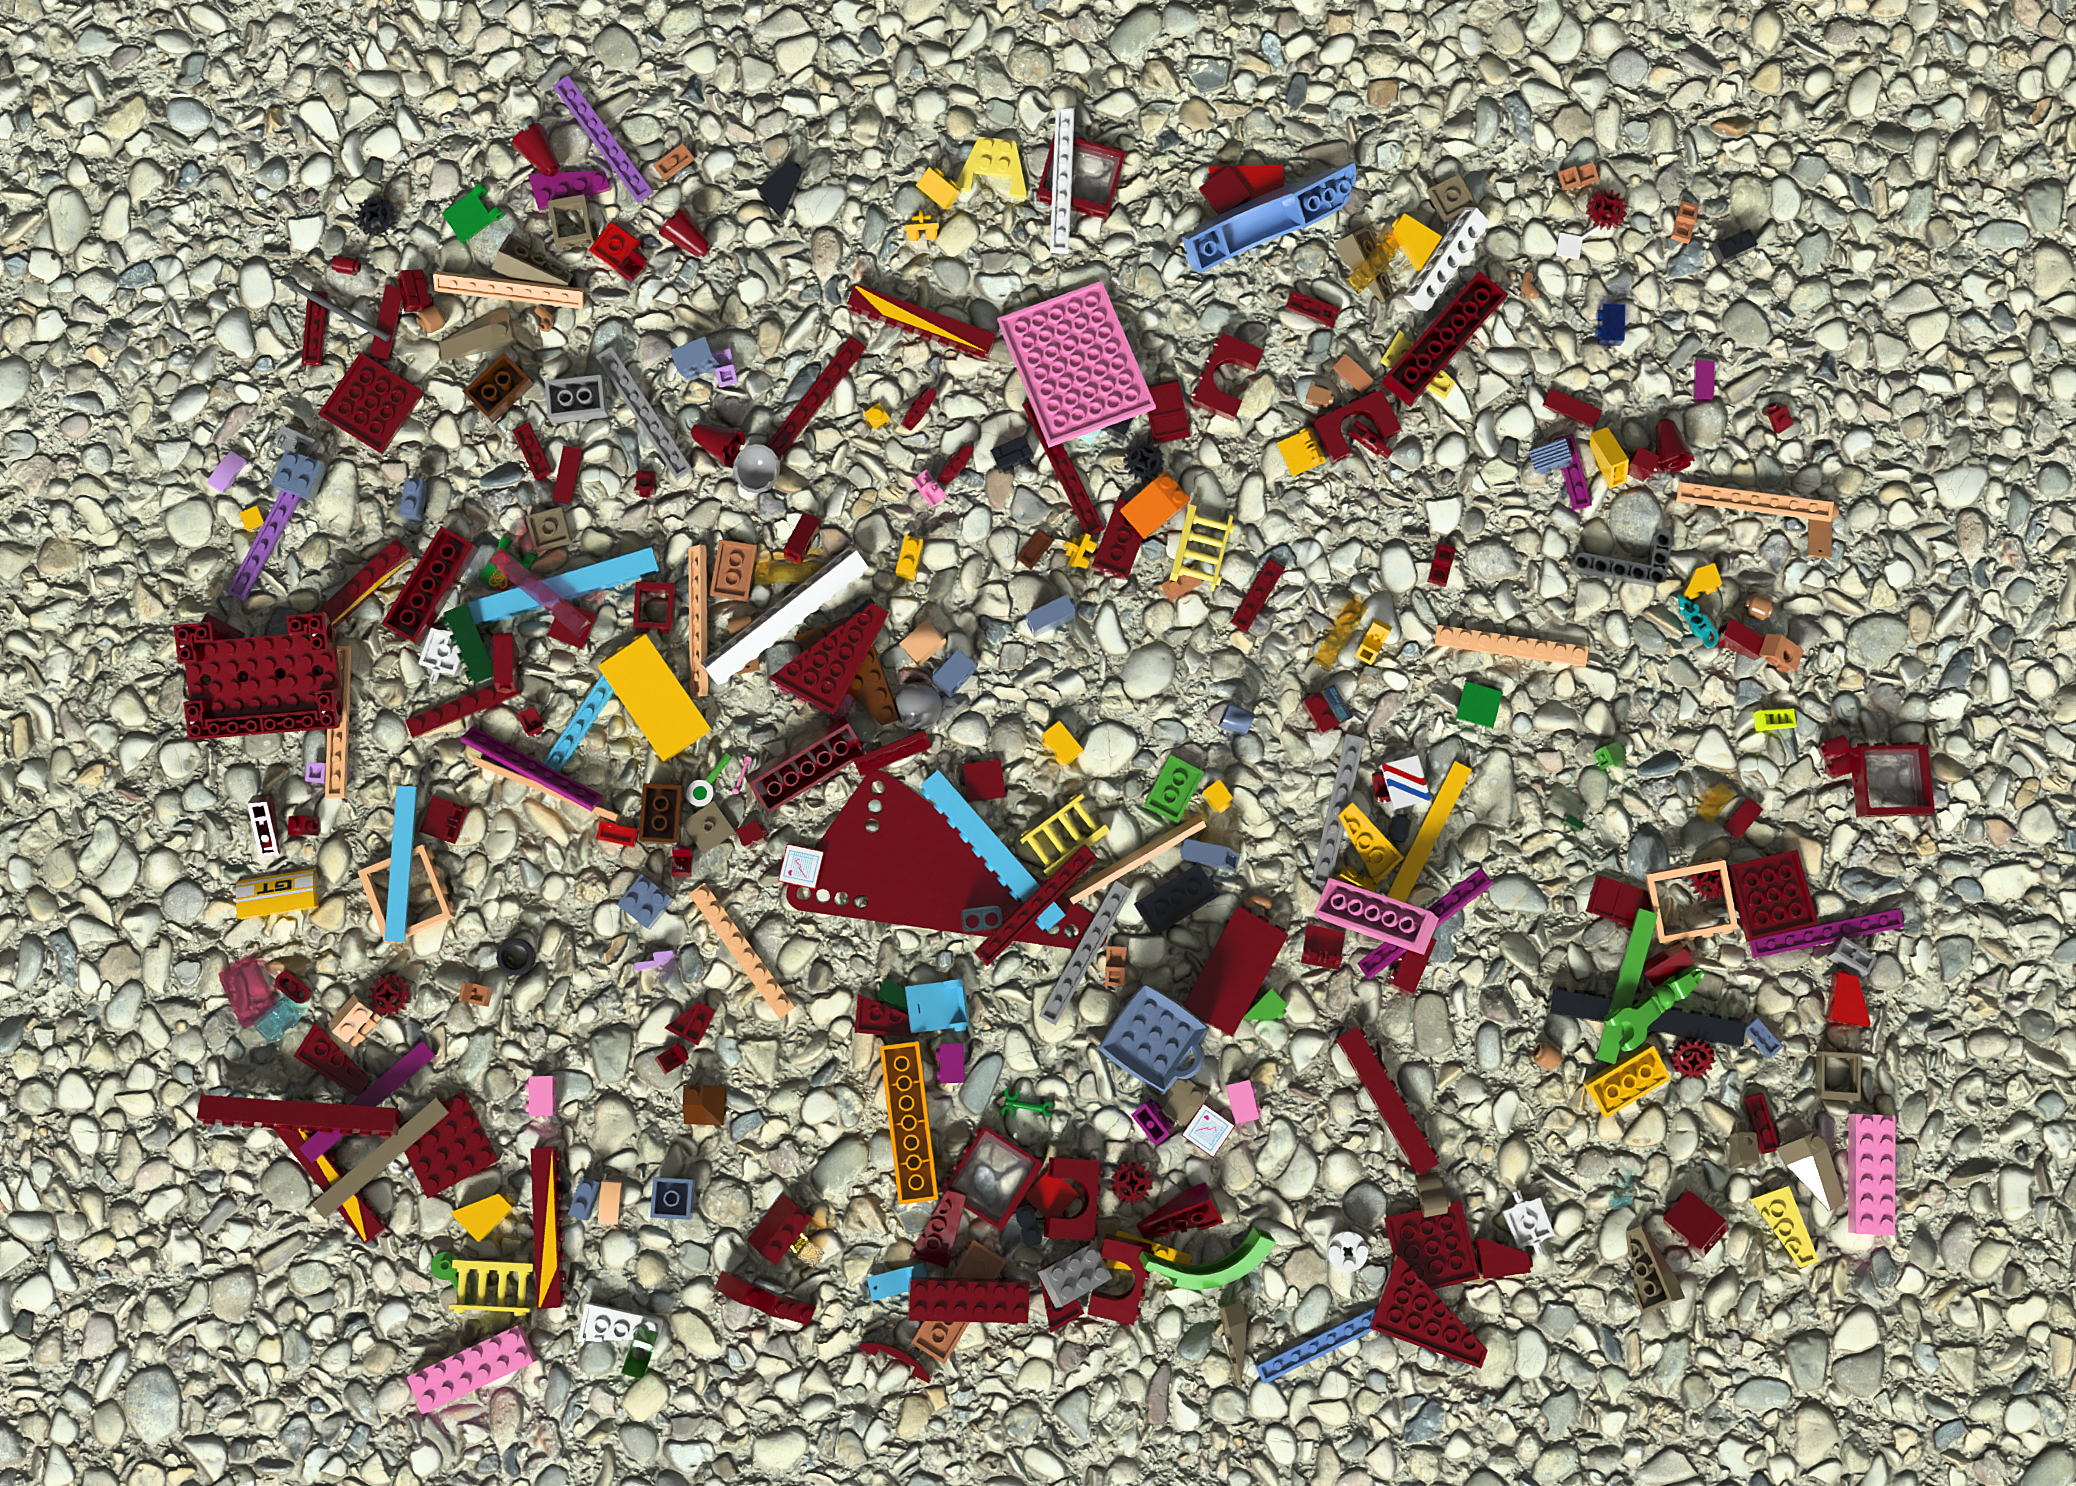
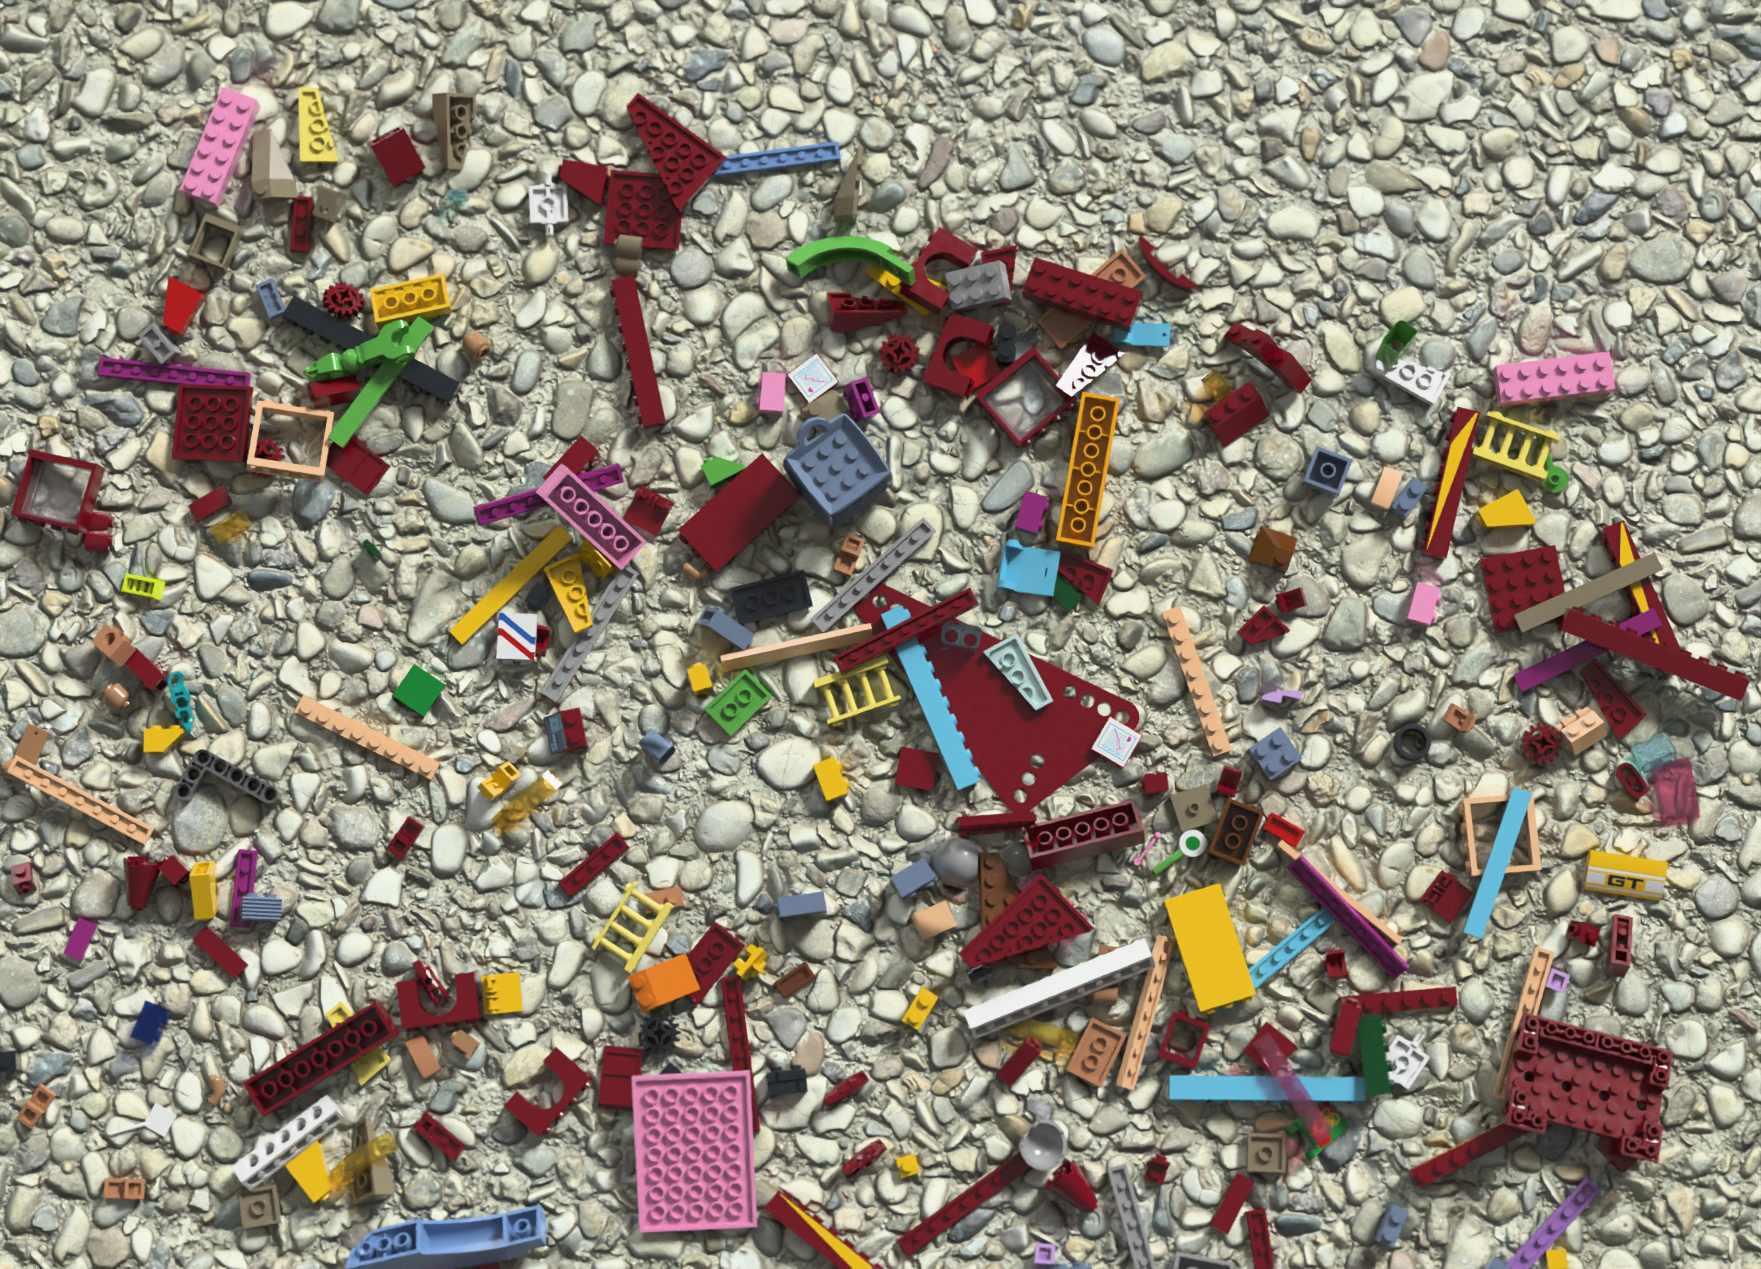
camera: 160 degrees left, 0 degrees up
(430, 586) = (1398, 1130): dark red brick -> none
(920, 910) = (1019, 669): none -> light aqua wing
(929, 488) = (879, 1072): bright pink hips -> none
(1011, 1103) = (986, 461): green bar -> none
(1335, 1251) = (717, 240): white brick -> none
(1606, 217) = (110, 1151): dark red gear -> none
(1610, 754) = (312, 601): bright green slope -> none

